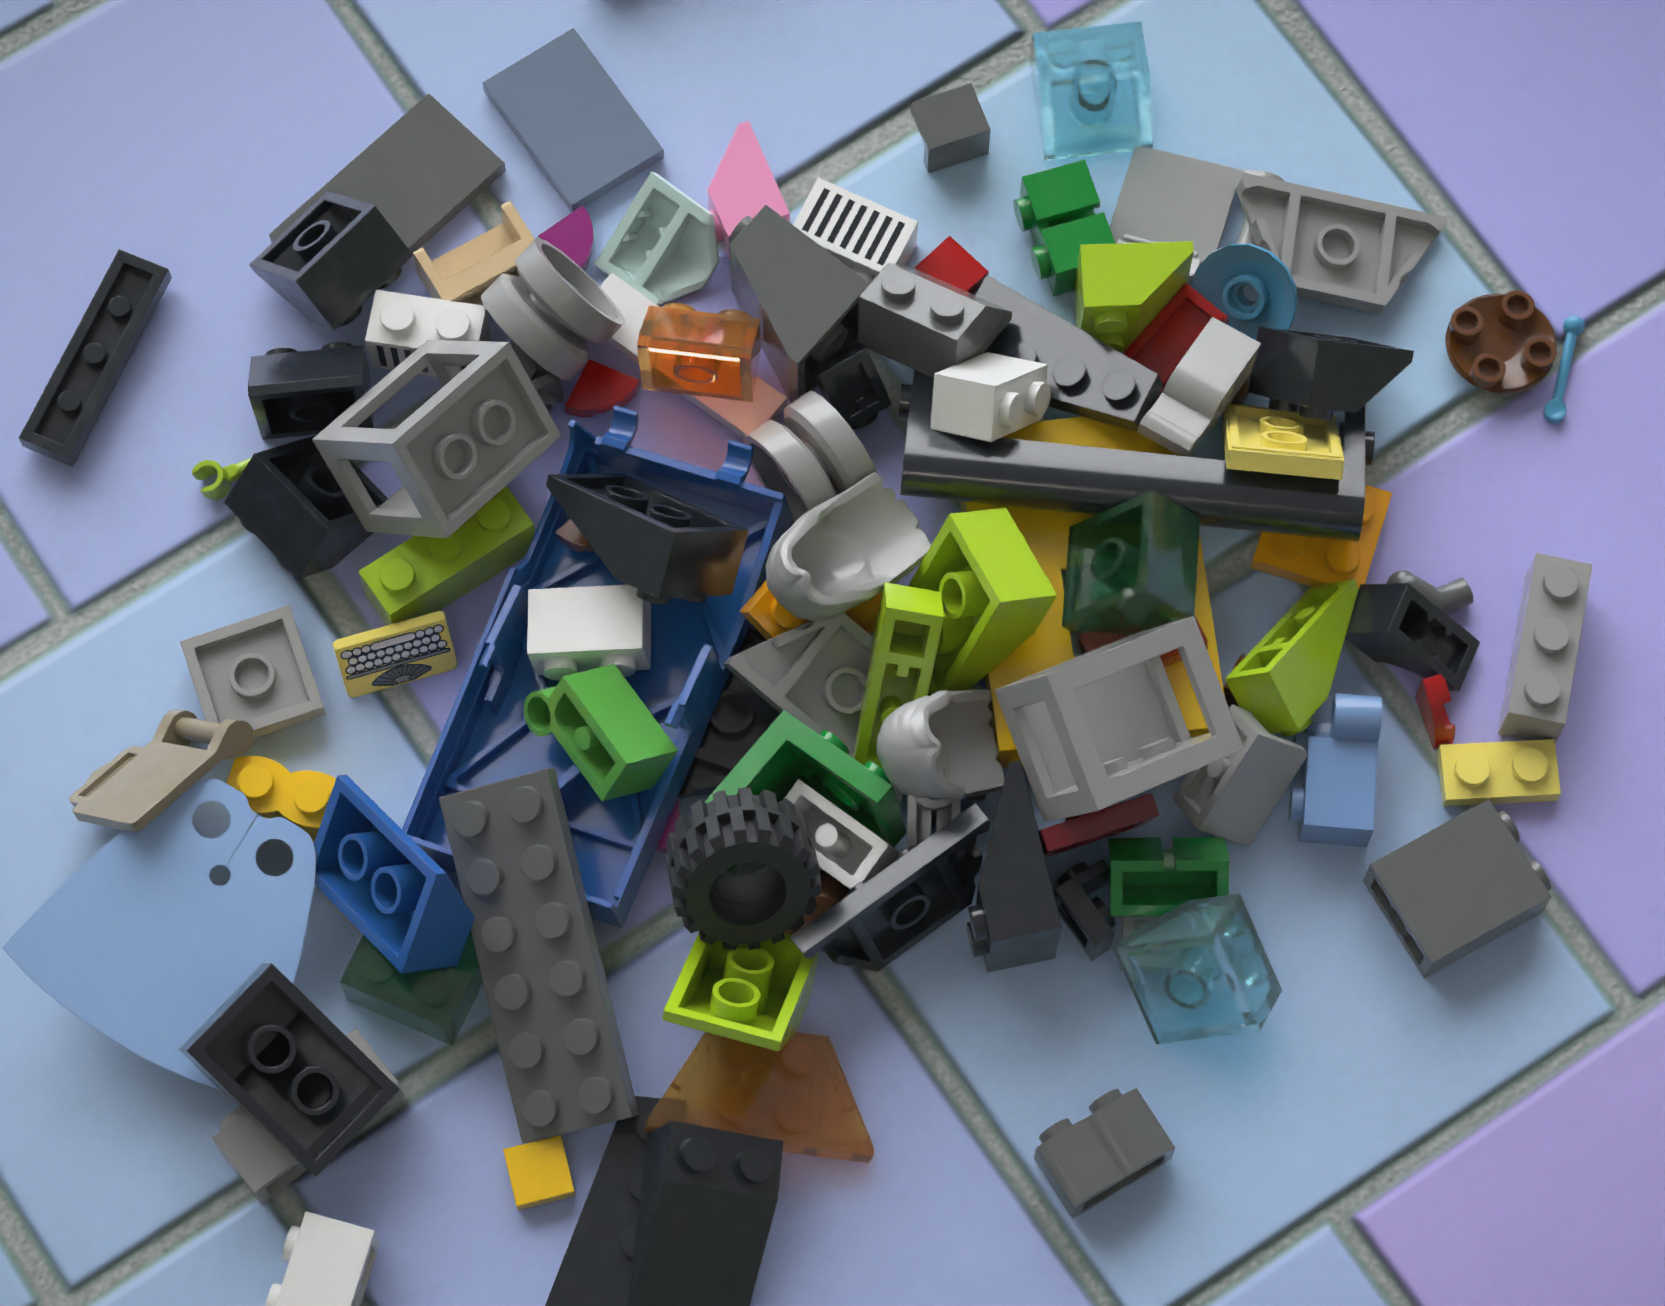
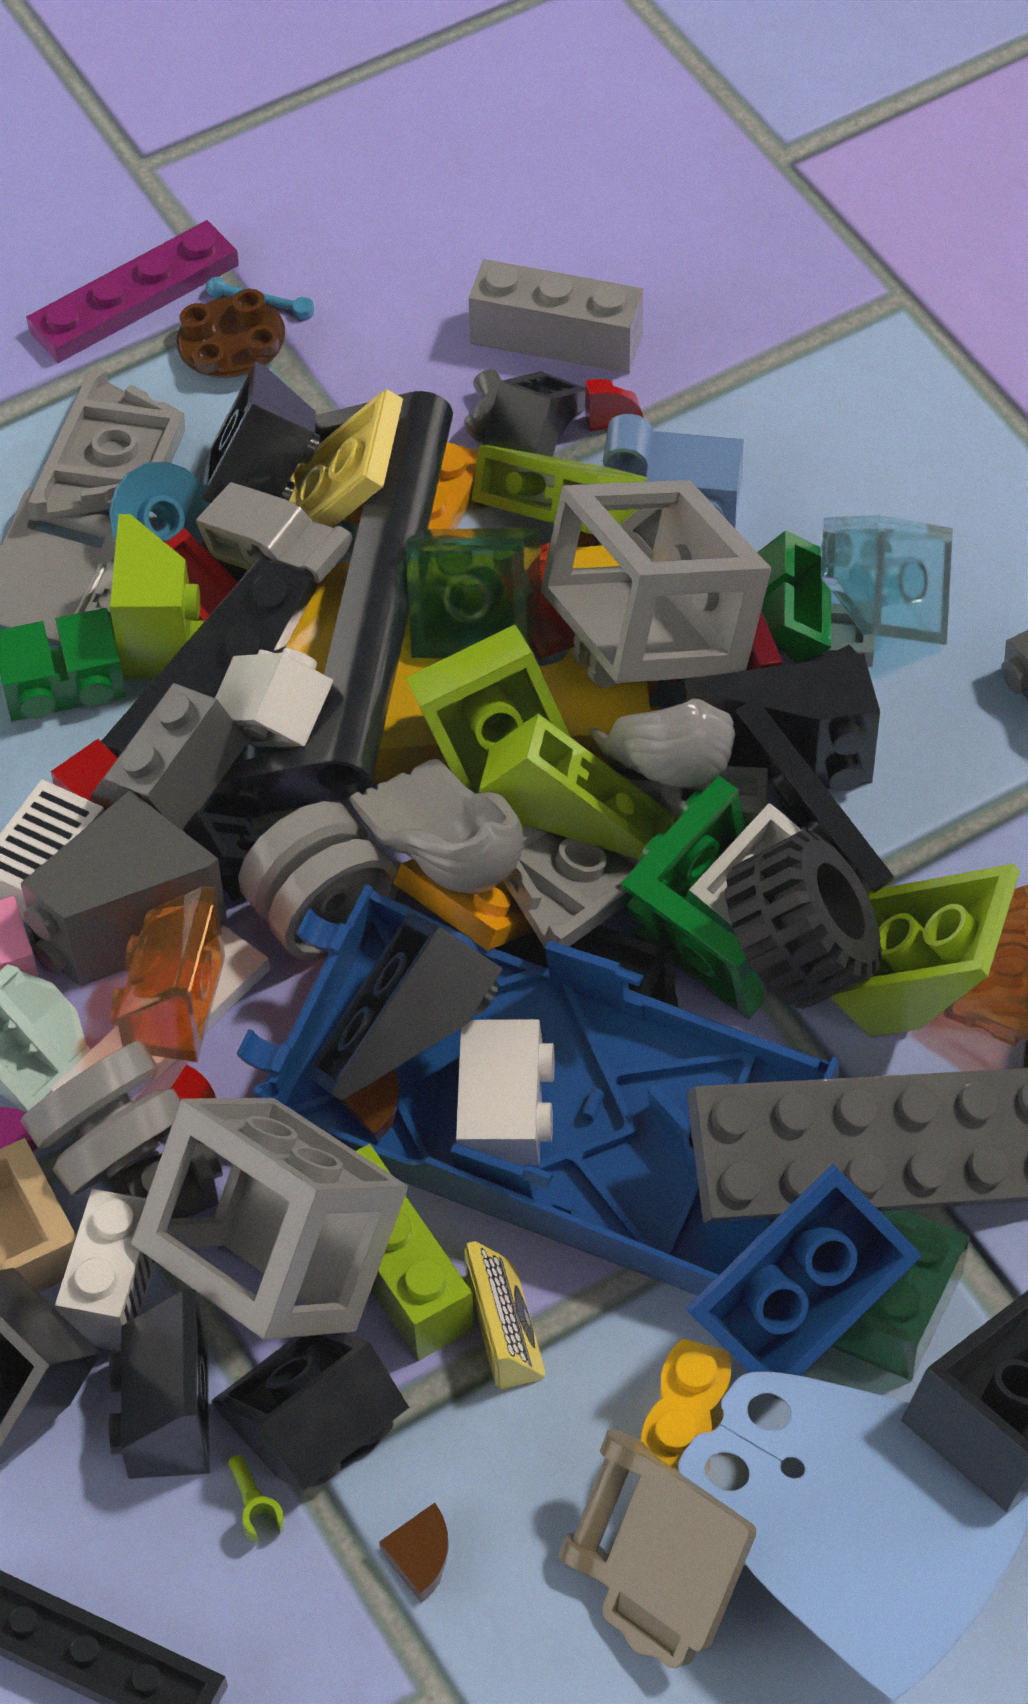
camera: 85 degrees left, 15 degrees down
(184, 602) = (419, 1551): none -> reddish brown tile
(254, 673) = (521, 1467): light grey plate -> none
(603, 730) = (628, 1067): bright green hinge -> none
(1458, 887) = (794, 397): dark grey brick -> none
(1498, 772) = (672, 369): light yellow plate -> none
(1560, 248) = (132, 291): none -> magenta plate

